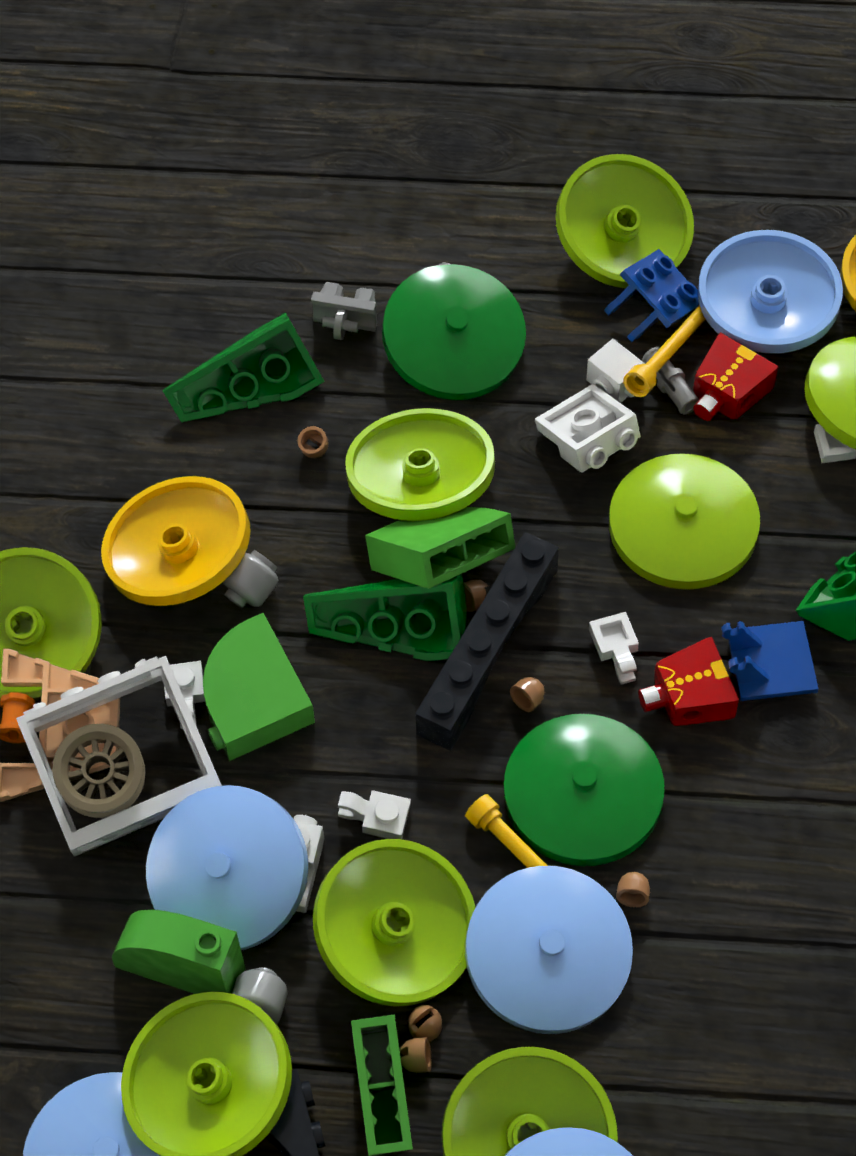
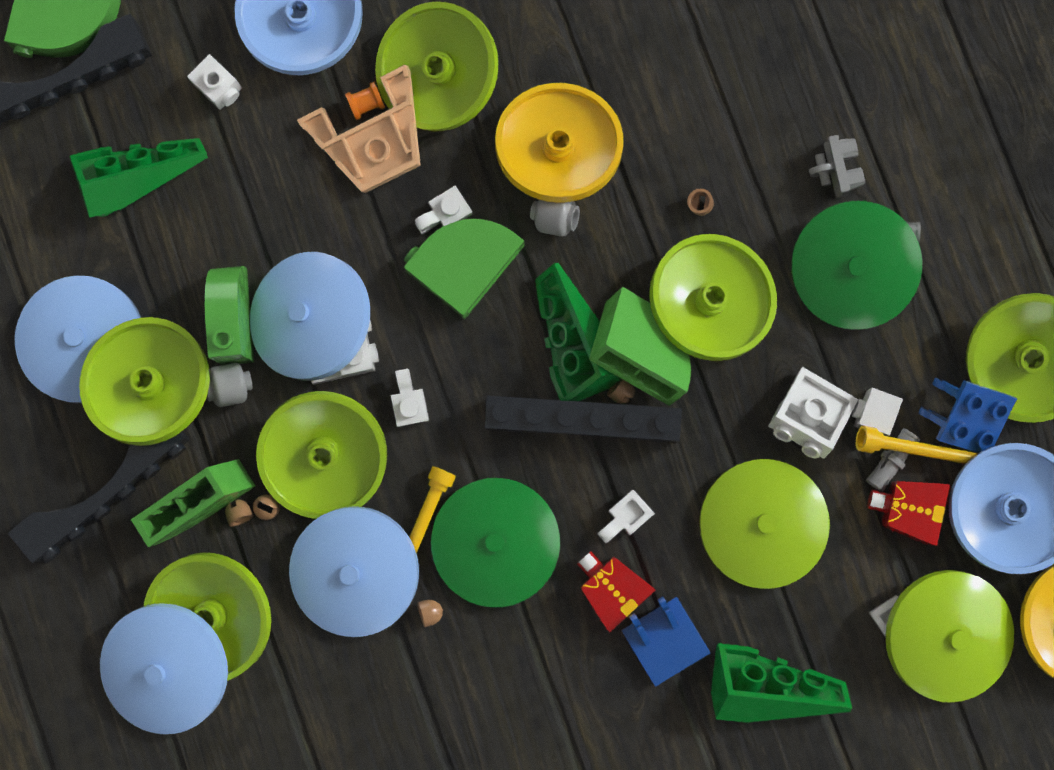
camera: 70 degrees right, 25 degrees up
(75, 743) = (303, 193): dark tan wheel -> none
(80, 701) = (289, 197): white window -> none
(254, 371) = (749, 123): green wedge -> none
(527, 693) = (555, 468): medium nougat hinge -> none

